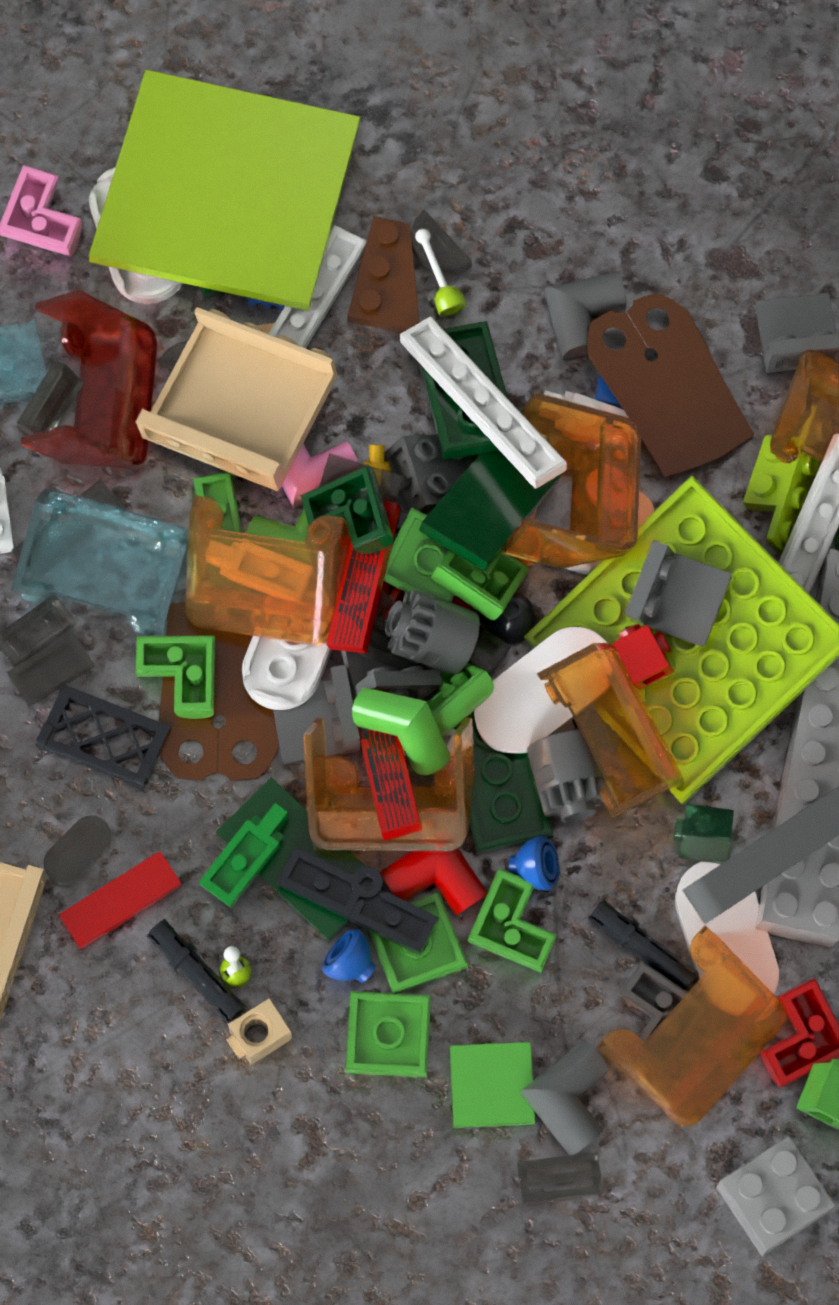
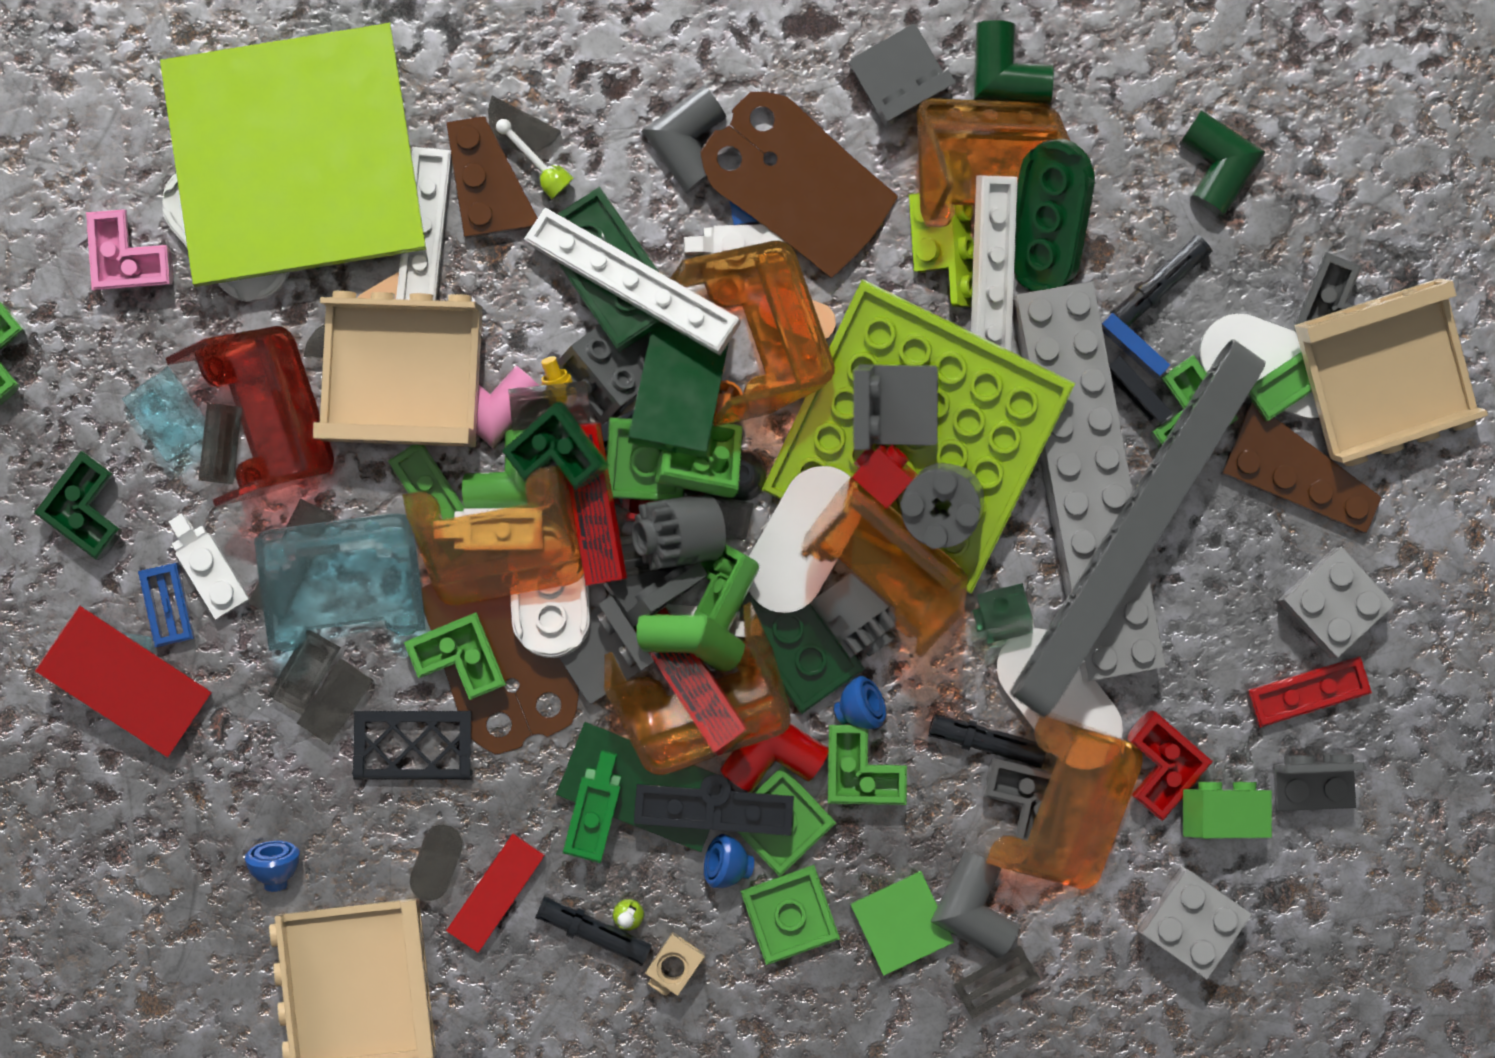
camera: 25 degrees left, 15 degrees up
(667, 691) = (936, 527): none -> dark grey brick

